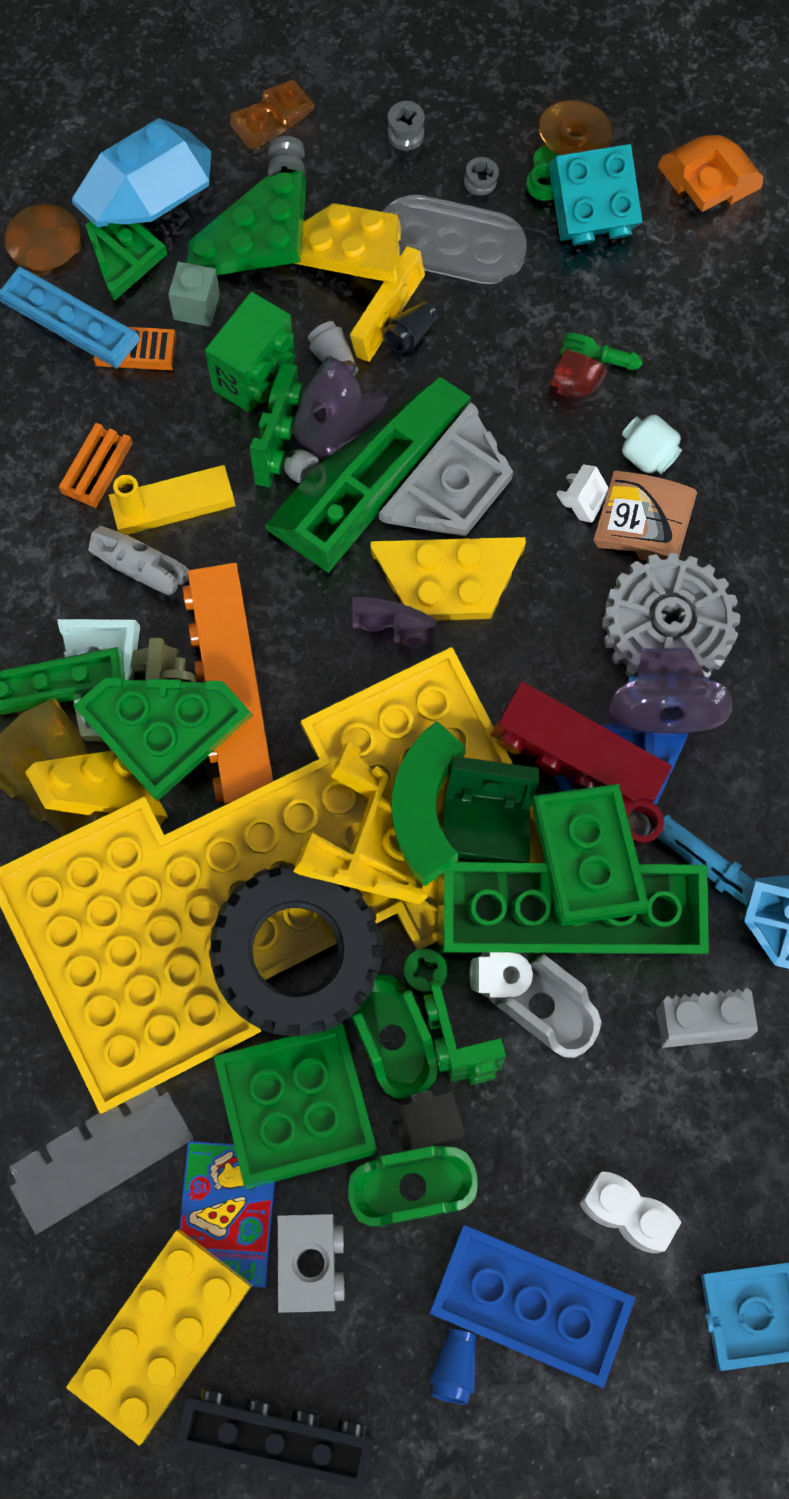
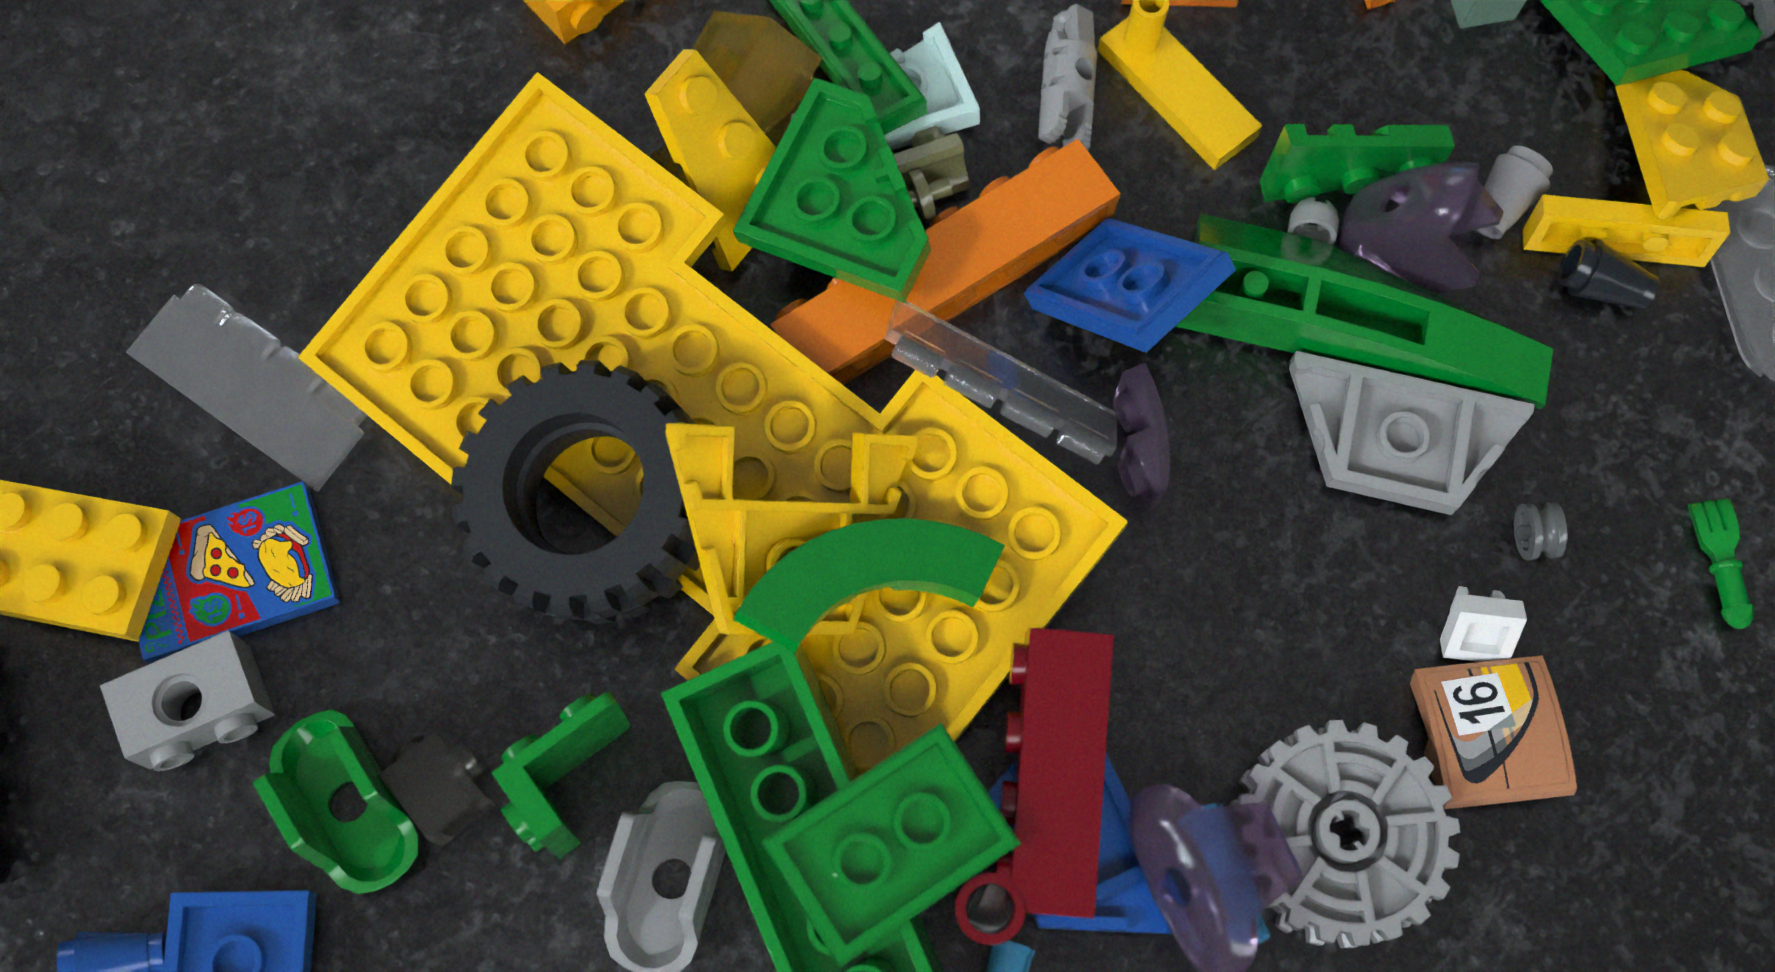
camera: 65 degrees right, 0 degrees up
(250, 351) = (1443, 74): green brick -> none
(294, 1106) = (389, 596): green plate -> none
(298, 583) = (1129, 283): none -> blue tile
(327, 683) = (989, 374): none -> clear windscreen
(414, 1064) = (501, 670): green piece -> none
(420, 983) = (651, 710): green wheel -> none
(450, 575) = (1256, 491): yellow wing -> none
(489, 810) = (897, 673): dark green bracket -> none
(500, 974) = (671, 797): white piece -> none
(543, 436) = (1540, 530): none -> dark grey bush
(577, 375) = (1666, 539): clear red piece -> none
(651, 444) = (1614, 691): light aqua head -> none

